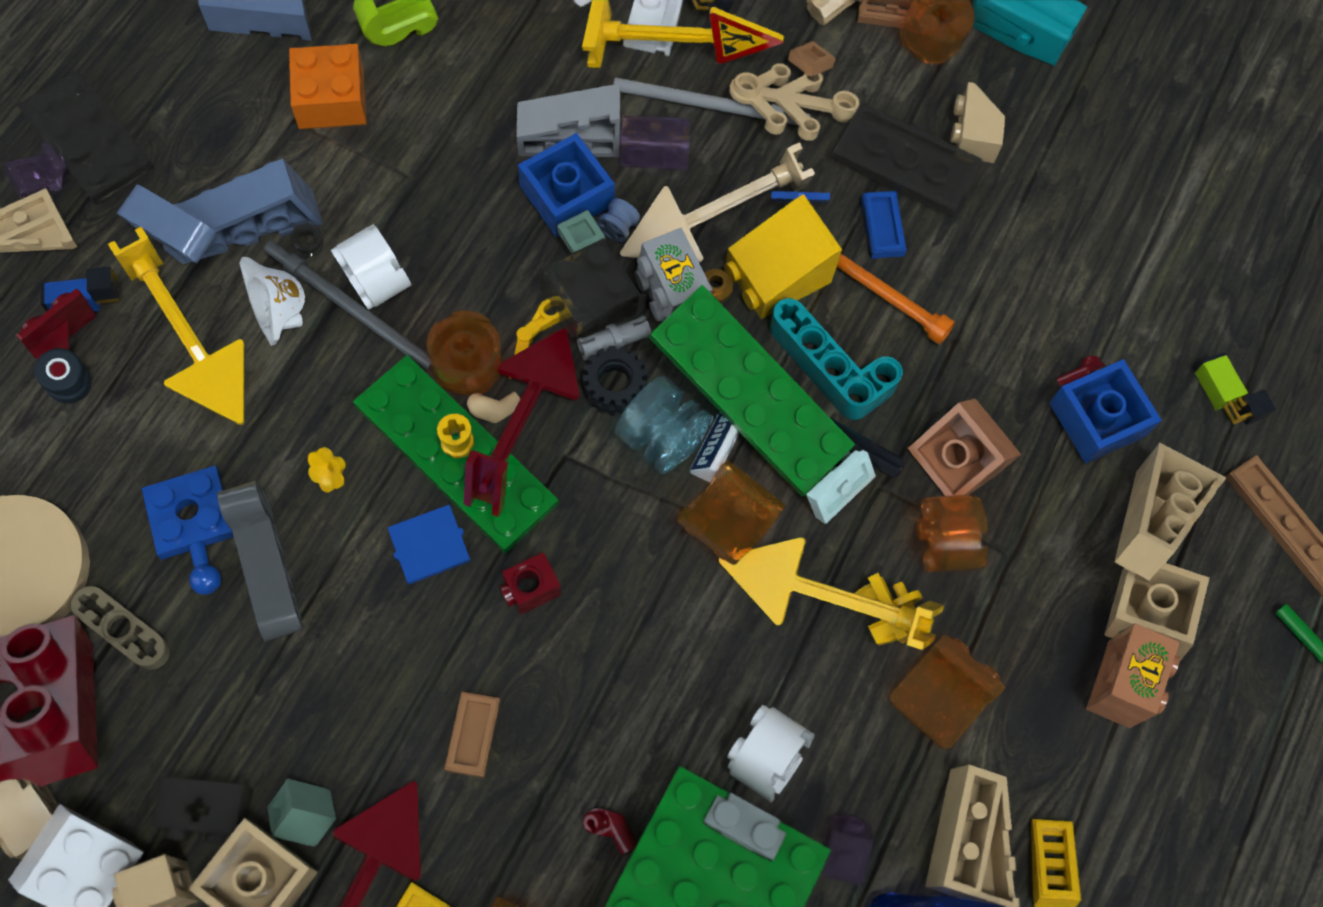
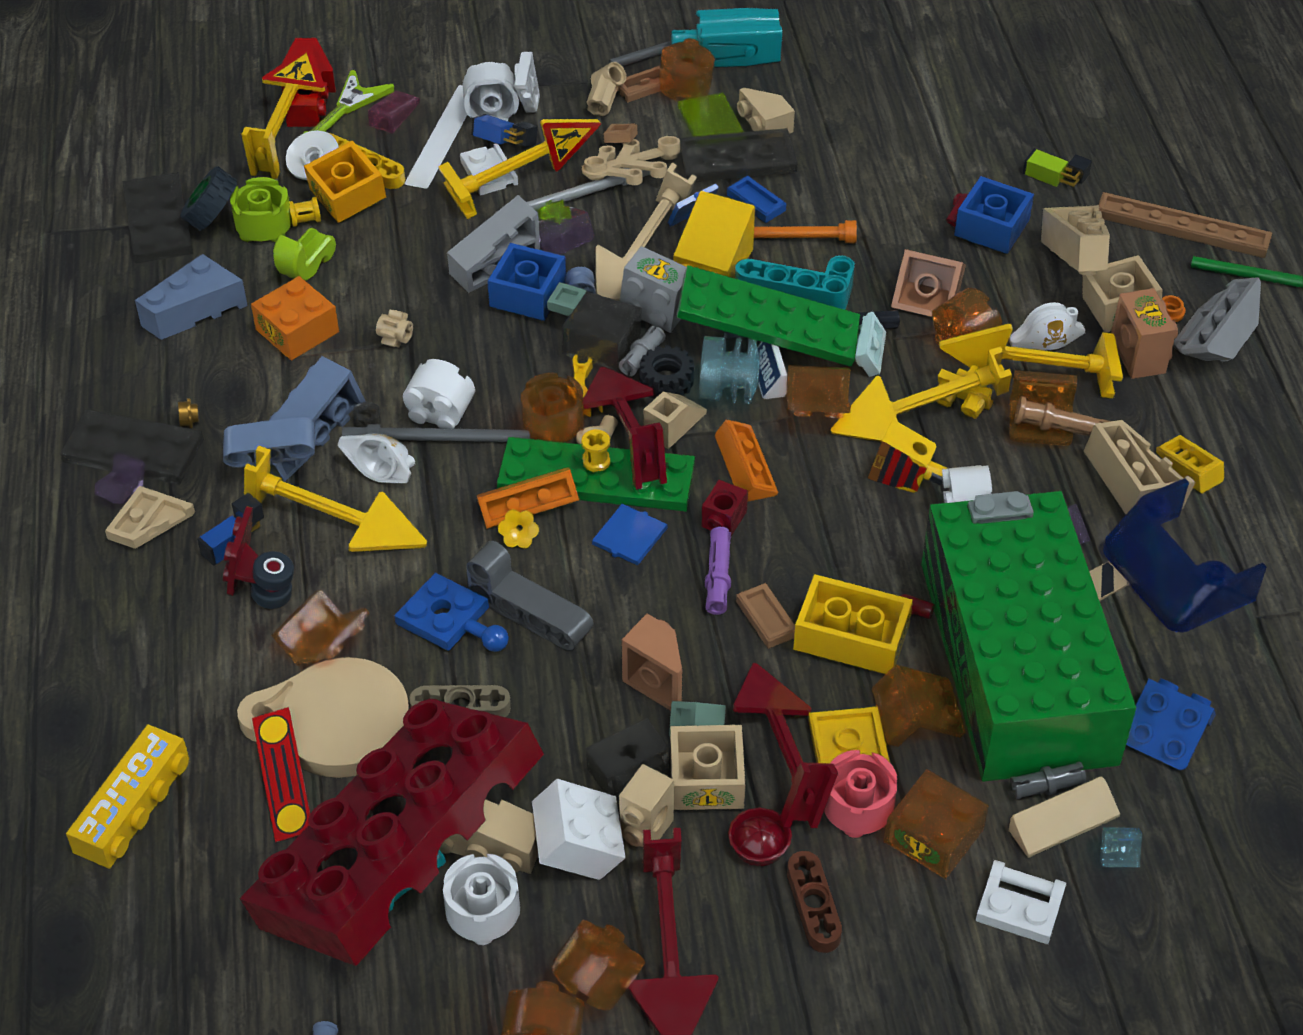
camera: 30 degrees left, 20 degrees down
(57, 461) = (318, 629): none -> clear orange bracket
(155, 132) = (187, 413): none -> pearl gold plate
(305, 726) = (653, 661): none -> nougat slope
(364, 438) = (531, 495): none -> orange slope
(405, 158) = (394, 328): none -> tan gear
(467, 651) = (717, 580): none -> medium lavender pin
(528, 818) = (852, 624): none -> yellow brick
(573, 439) = (675, 415): none -> tan slope
(606, 538) = (745, 460): none -> orange slope
(657, 113) = (555, 211): none -> clear neon green arm
(742, 645) = (905, 459): none -> torso
(922, 93) = (709, 115): none -> clear neon green piece
(941, 707) = (1048, 416): none -> medium nougat pin
(947, 588) = (974, 348): none -> yellow piece
(1043, 591) = (1048, 328): none -> white hat
(1210, 657) = (1174, 307): none -> orange plate
(1233, 718) = (1222, 322): none -> light grey wedge

